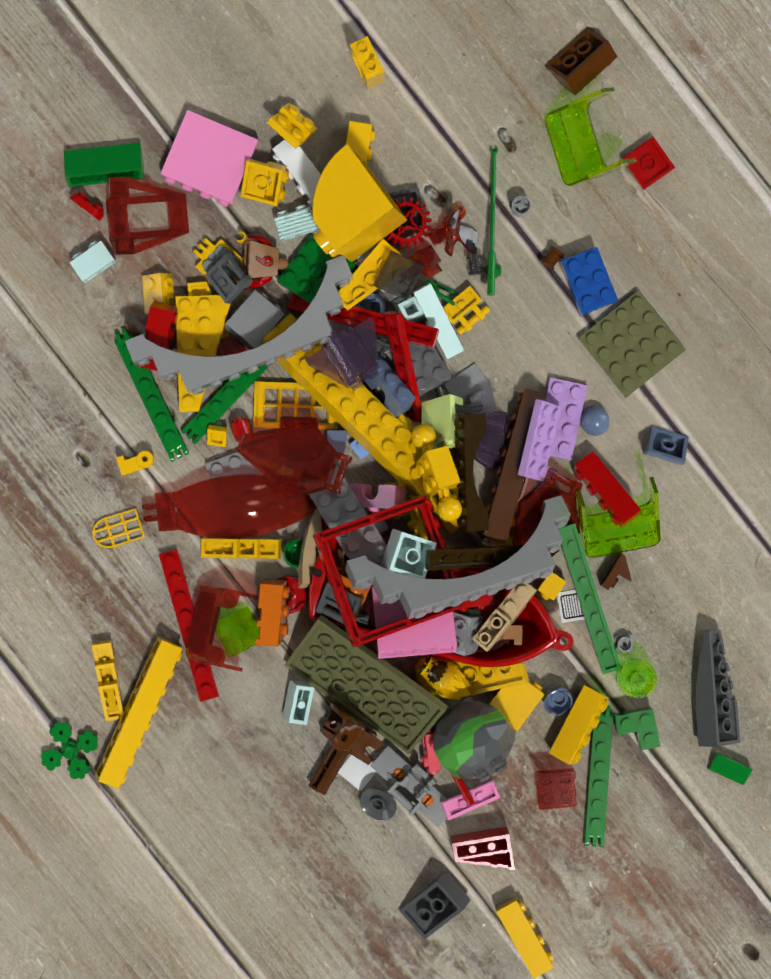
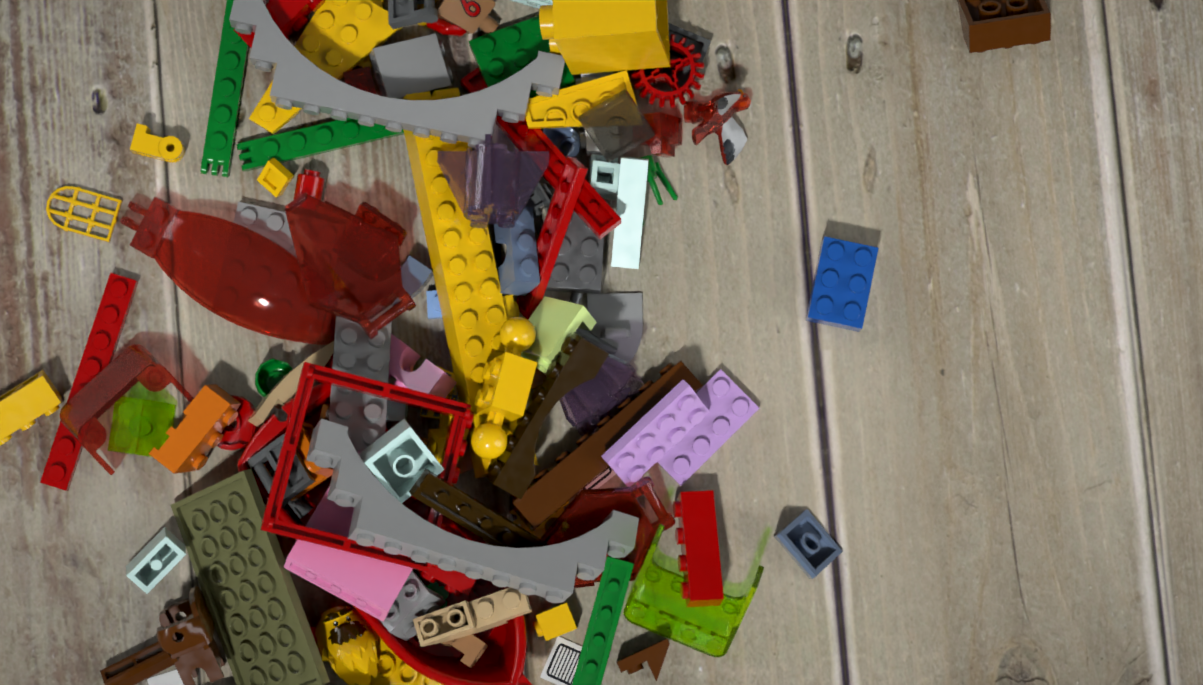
camera: 35 degrees right, 5 degrees down
(241, 548) = (213, 330): yellow slope -> none
(259, 405) = (351, 174): yellow piece -> none
(463, 304) = (672, 213): yellow plate -> none
(475, 264) = (719, 175): clear smoke bush -> none
(492, 270) = (735, 195): green piece -> none
(522, 204) = (822, 139): light grey wheel -> none
(551, 258) = (816, 227): reddish brown bush -> none
(576, 141) = (936, 107): clear neon green windscreen -> none
(594, 420) = (741, 456): sand blue hair -> none
(631, 344) = (846, 394): olive plate -> none
(650, 163) = (1006, 190): red plate -> none

